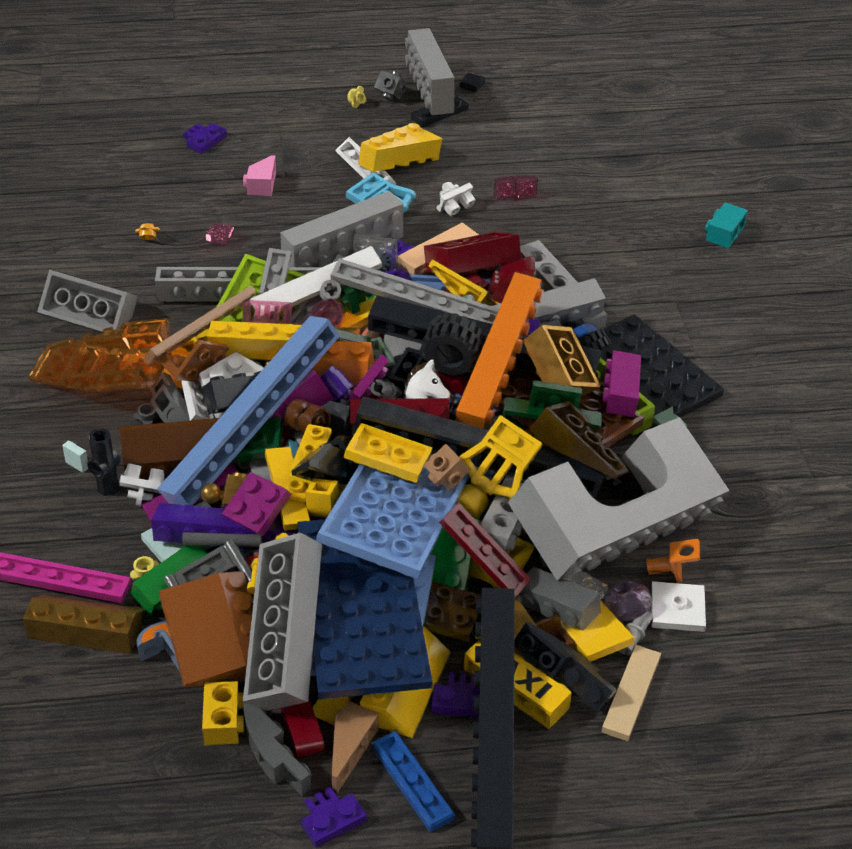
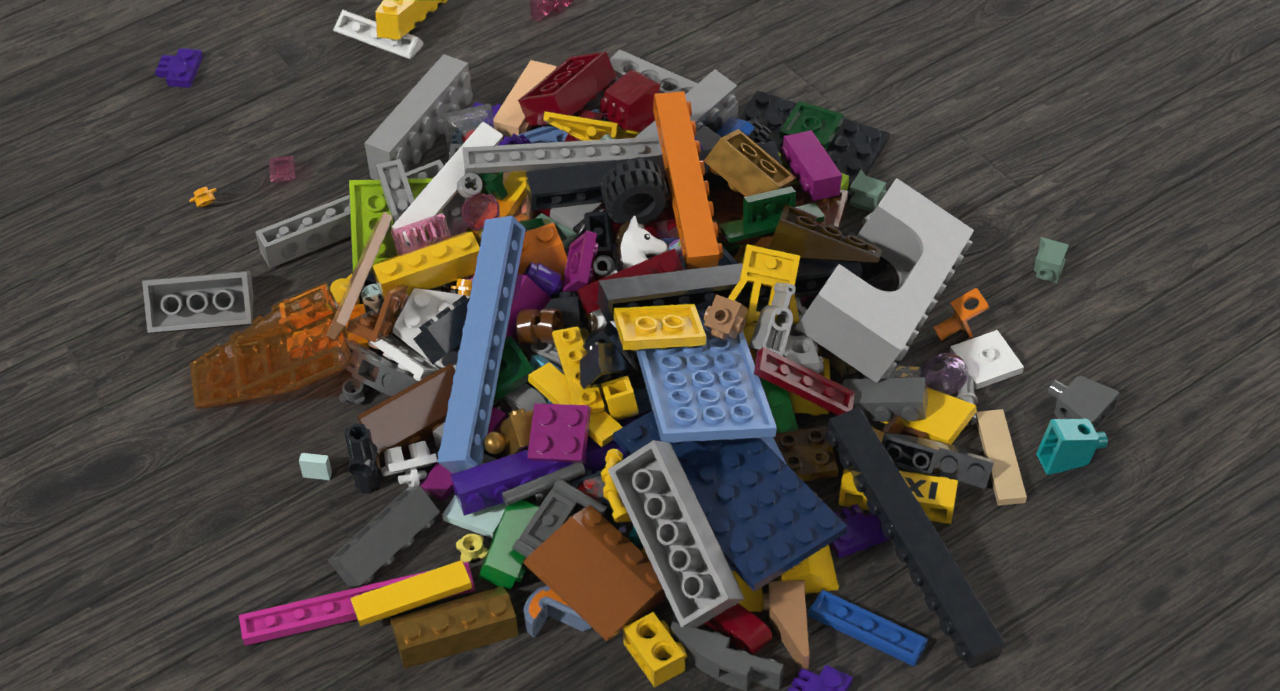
camera: 25 degrees left, 5 degrees up
(68, 580) = (411, 593): none -> yellow tile
(81, 529) = (384, 536): none -> dark grey brick
(261, 177) = (281, 90): bright pink slope -> none
(376, 185) = (410, 57): medium azure plate -> none
(453, 195) = (496, 34): white hips -> none
(480, 501) = (768, 332): none -> light grey piece
(657, 356) = (809, 117): none -> dark green plate
(697, 707) = (1069, 444): none -> teal torso
(738, 681) = (1084, 400): none -> dark grey torso
(792, 548) = (1050, 259): none -> sand green window

